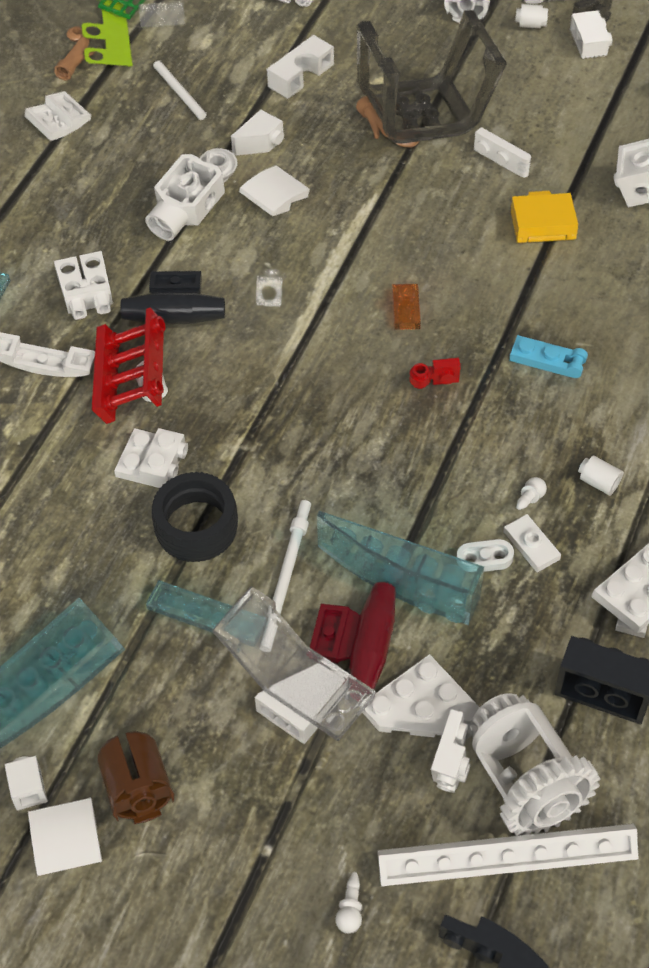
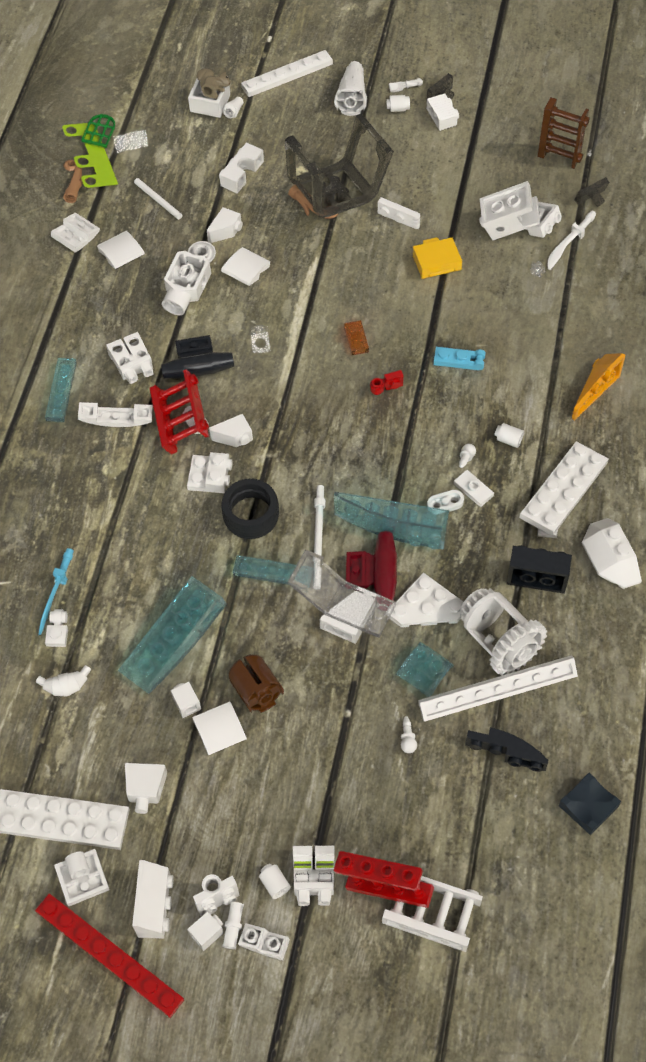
camera: 10 degrees left, 5 degrees up
(111, 145) = (120, 249): none -> white slope
(197, 405) = (232, 432): none -> white slope
(399, 802) = (424, 669): none -> clear light blue slope
(450, 759) = (453, 638): white plate -> none

